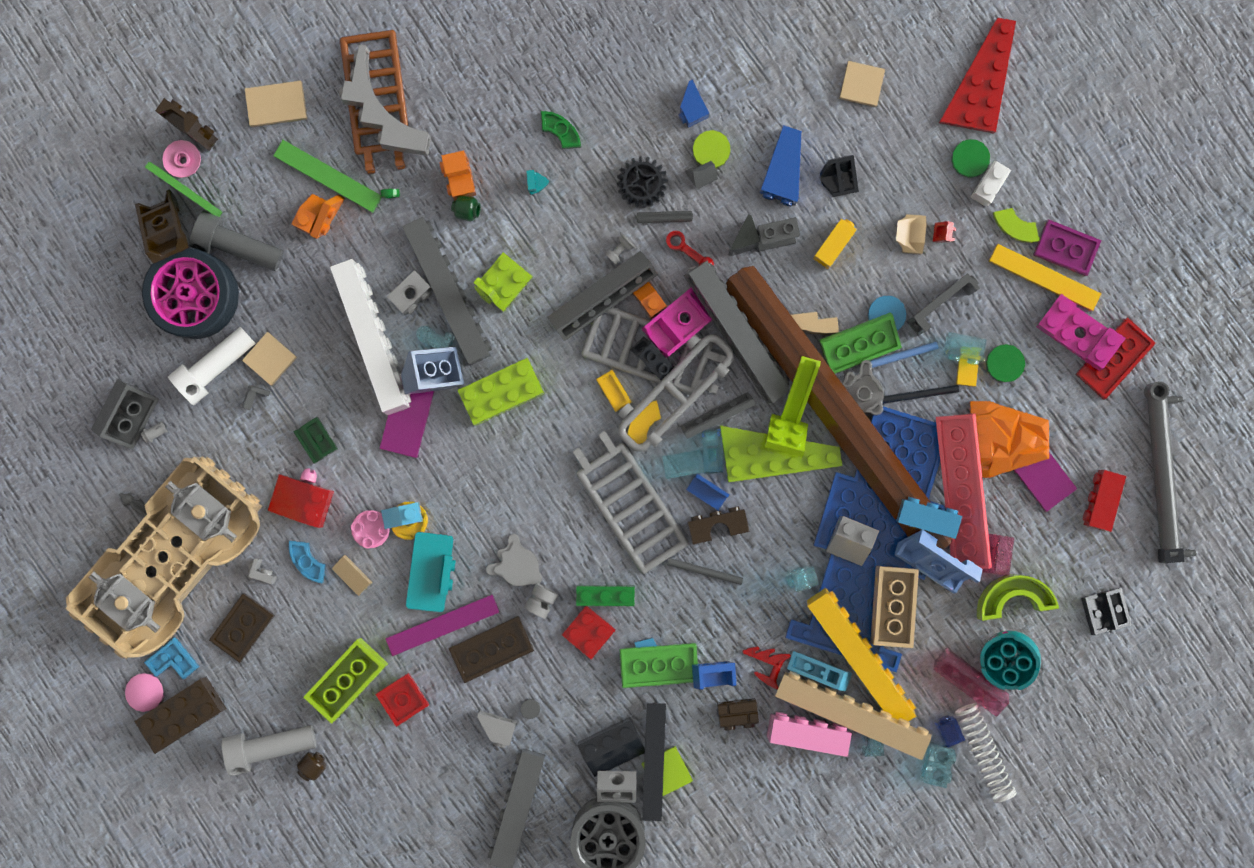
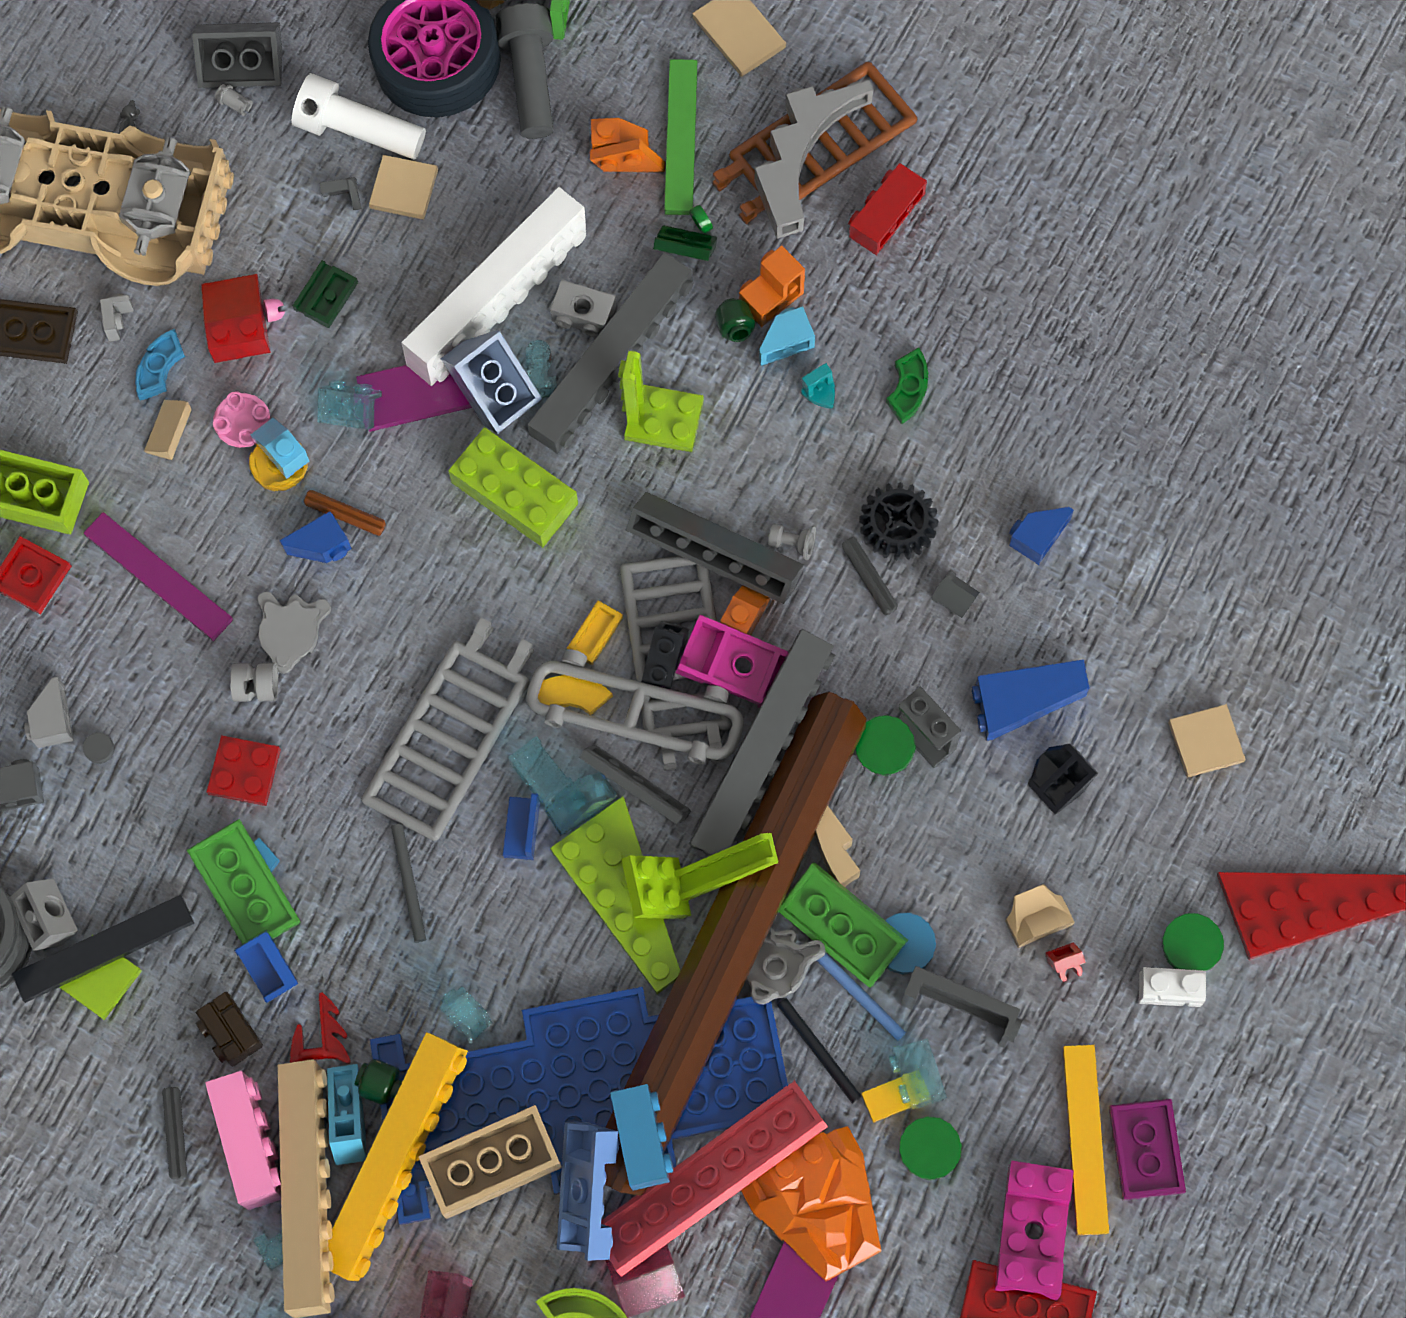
camera: 60 degrees right, 15 degrees down
(396, 462) = (347, 404): none -> clear light blue bracket
(401, 210) = (685, 243): none -> dark green plate
(430, 572) = (221, 522): teal bracket -> none
(443, 80) = (886, 208): none -> red brick
(462, 497) = (345, 512): none -> dark orange axle
(473, 520) = (318, 541): none -> blue slope
(491, 649) = (156, 656): dark brown tile -> none
(492, 182) = (787, 336): none -> medium azure slope
(605, 595) = (305, 763): green brick -> none
(611, 747) = (96, 881): black slope -> none
(683, 247) = (842, 621): red piece -> none
(701, 527) = (465, 843): dark brown arch -> none
(711, 147) = (1000, 589): lime tile -> none
(746, 239) = (894, 685): pearl dark grey slope -> none
(771, 262) = (886, 745): none -> green tile
(779, 770) = (174, 1133): none -> dark grey axle
(815, 645) = (378, 1081): none -> dark green head
(835, 243) = (963, 817): yellow brick -> none
(852, 540) = (555, 1055): light grey slope -> none
(1015, 227) = (1132, 1059): lime tile -> none

